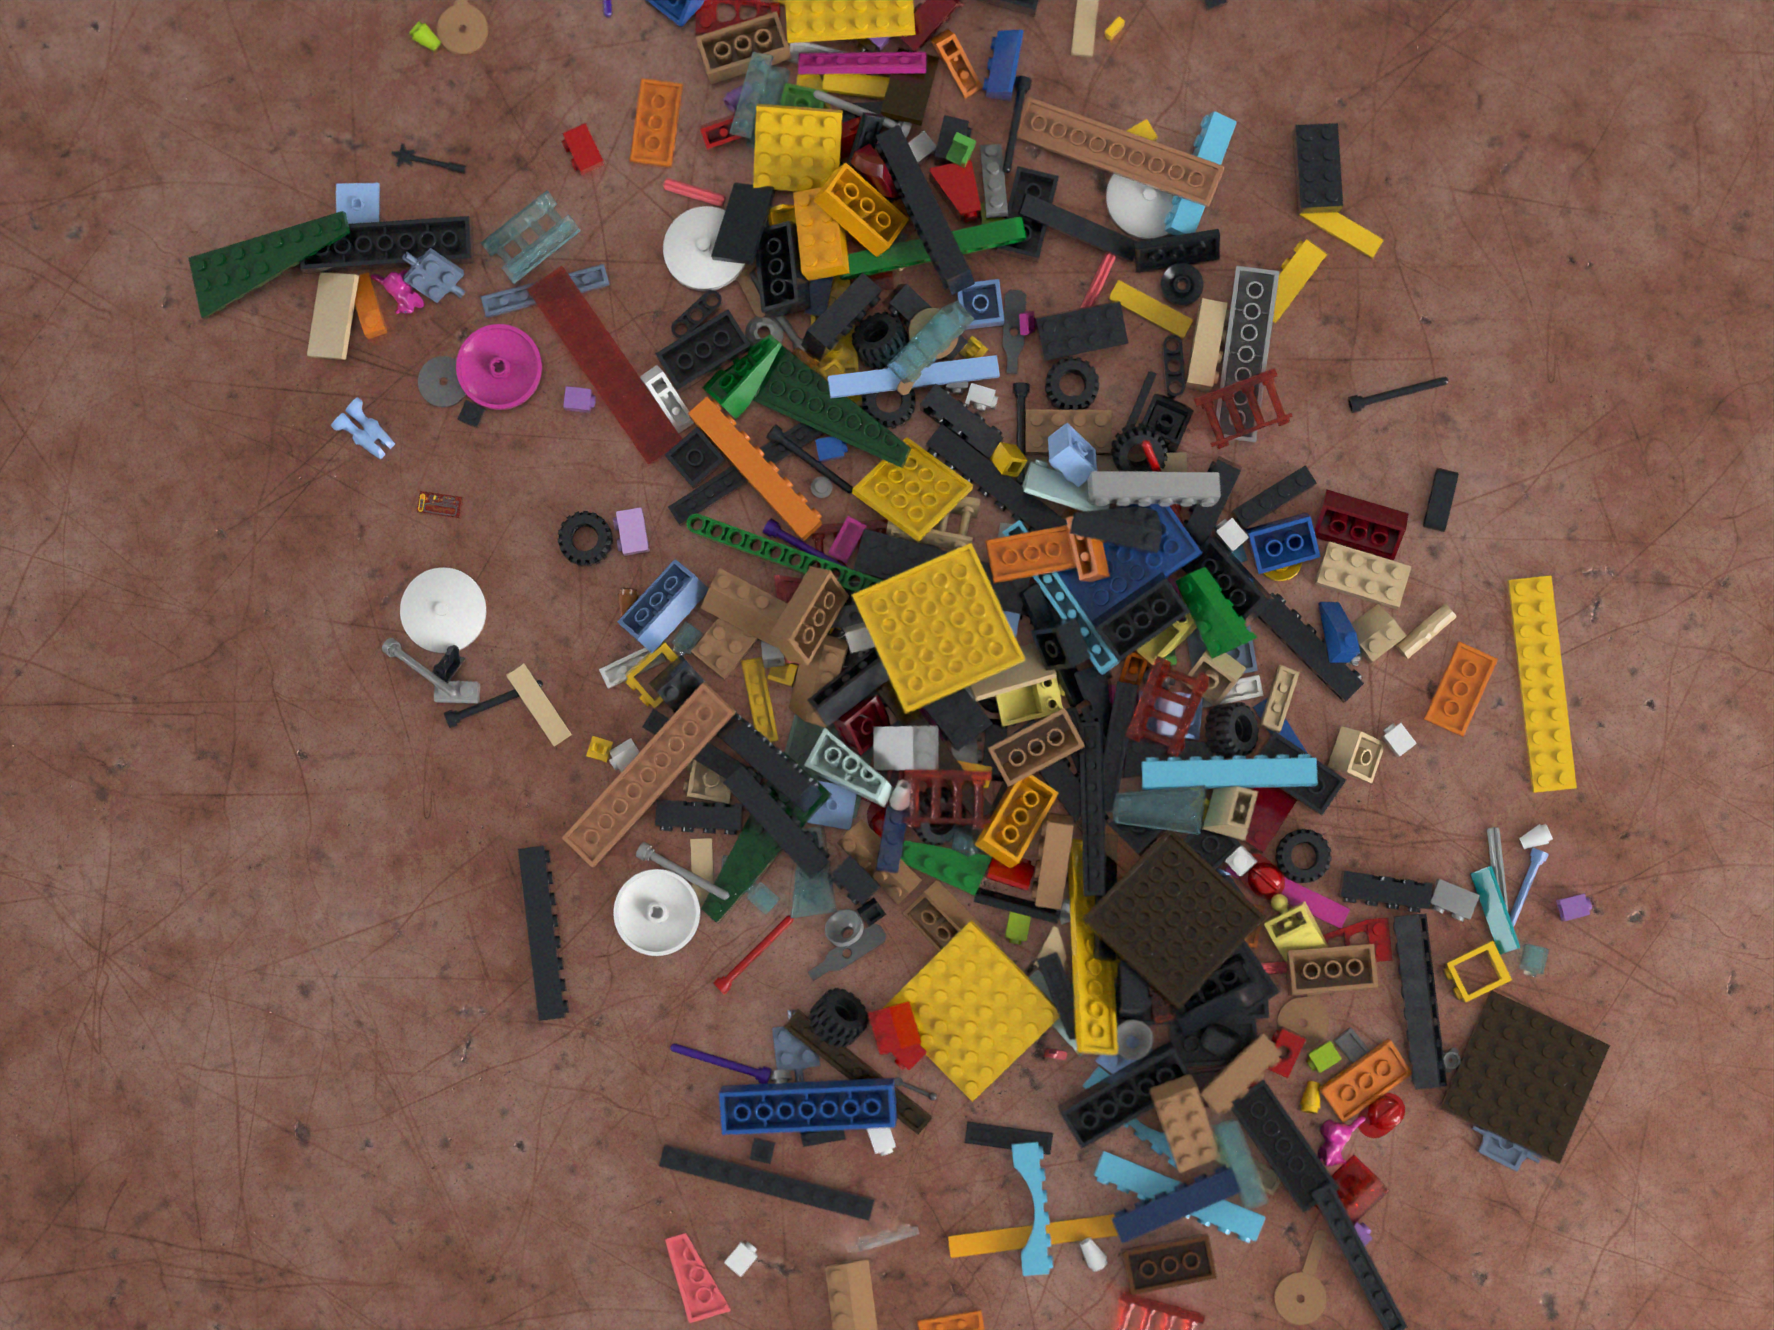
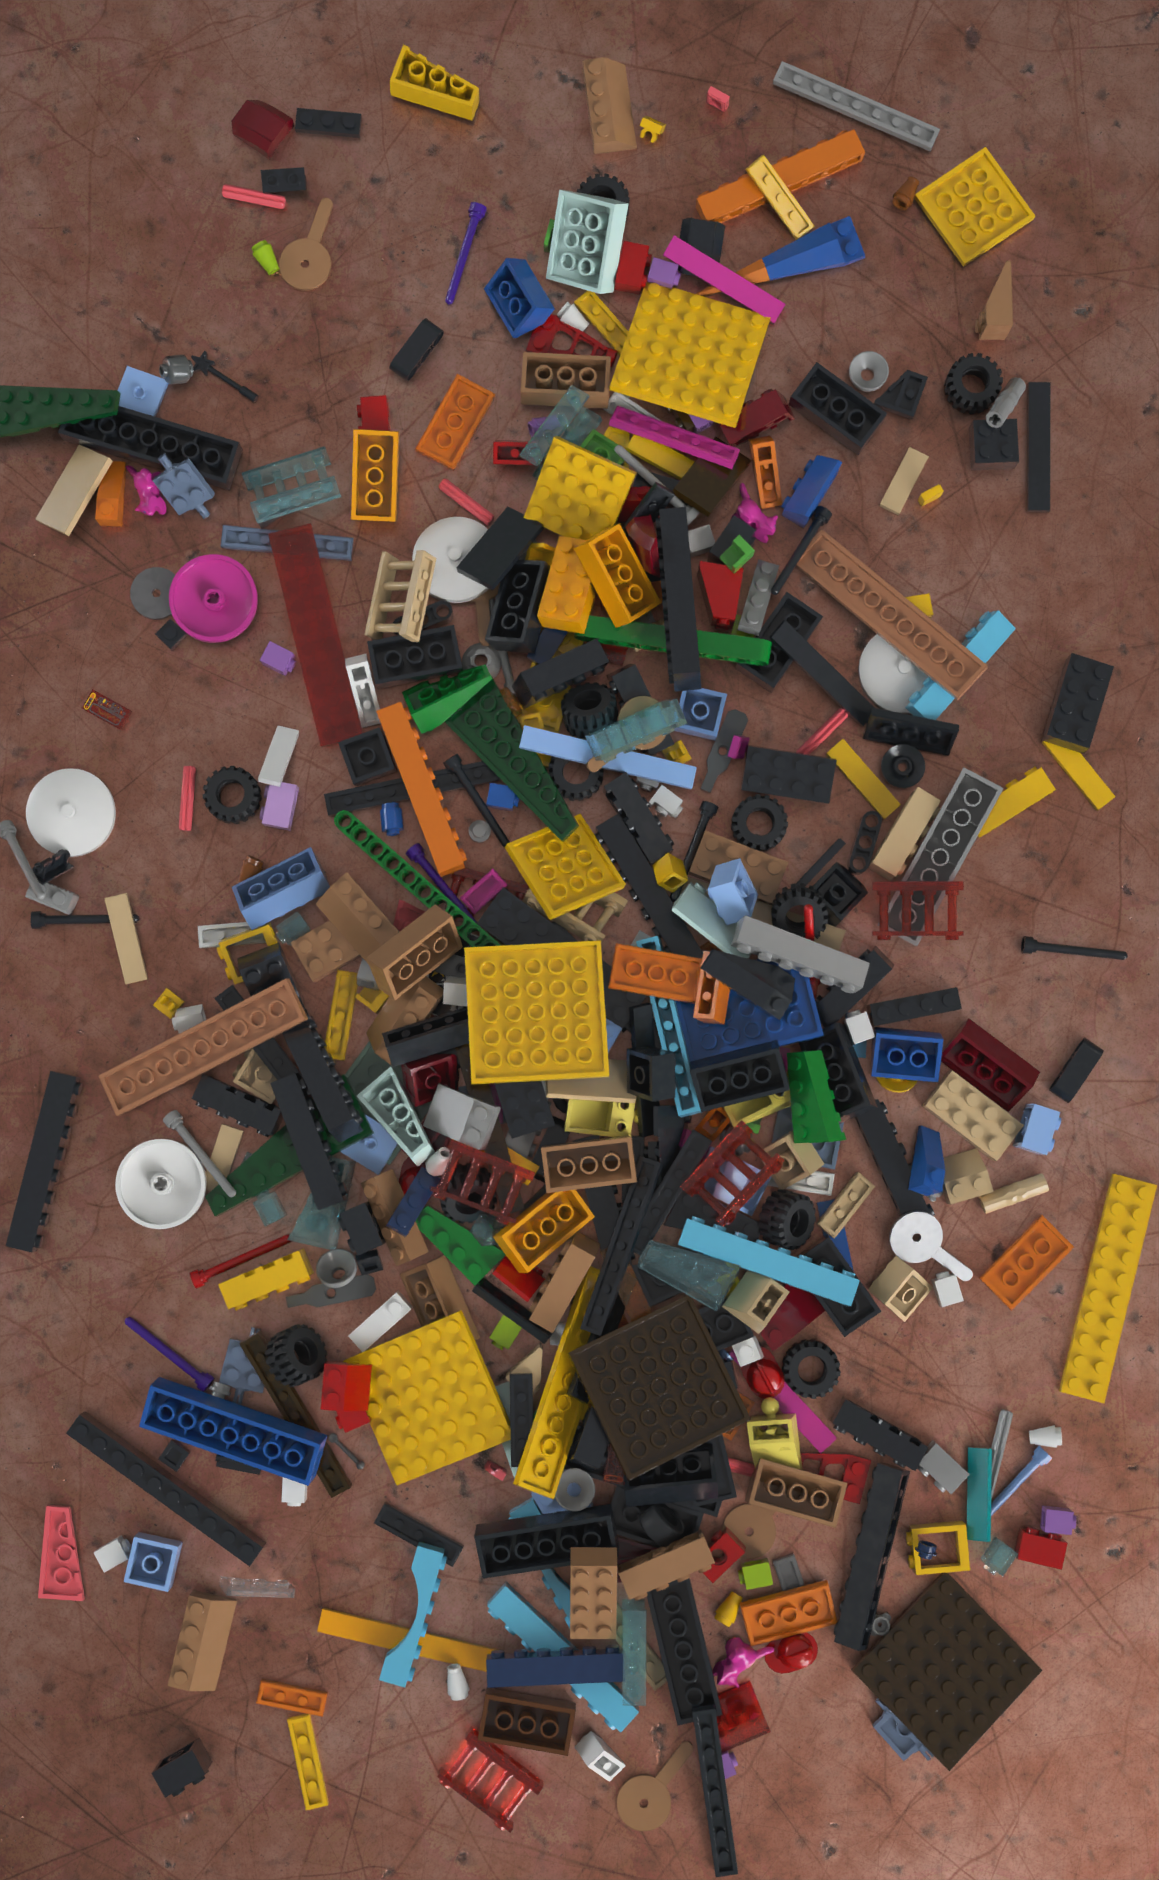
camera: 20 degrees right, 0 degrees up
(371, 429) = (69, 612): light blue piece -> none
(383, 170) = (176, 369): none -> dark grey head
(544, 557) = (187, 798): none -> coral axle
(595, 70) = (416, 349): none -> black beam
(604, 199) = (375, 475): none -> light orange brick
(614, 487) = (278, 756): none -> white tile
(686, 298) = (416, 599): none -> tan fence
(737, 506) = (391, 819): none -> blue brick
(780, 1251) = (153, 1561): none -> light blue brick
(784, 962) = (265, 1279): none -> yellow wedge
(901, 961) = (380, 1321): none -> white slope
(959, 108) = (752, 515): none -> dark pink animal
(1245, 1271) = (599, 1756): none -> white slope
(1365, 706) = (927, 1245): none -> piece
(1425, 564) = (1038, 1129): none -> light blue brick
(1466, 975) = (926, 1549): none -> dark blue plate
(1568, 938) = (1041, 1548): none -> red brick

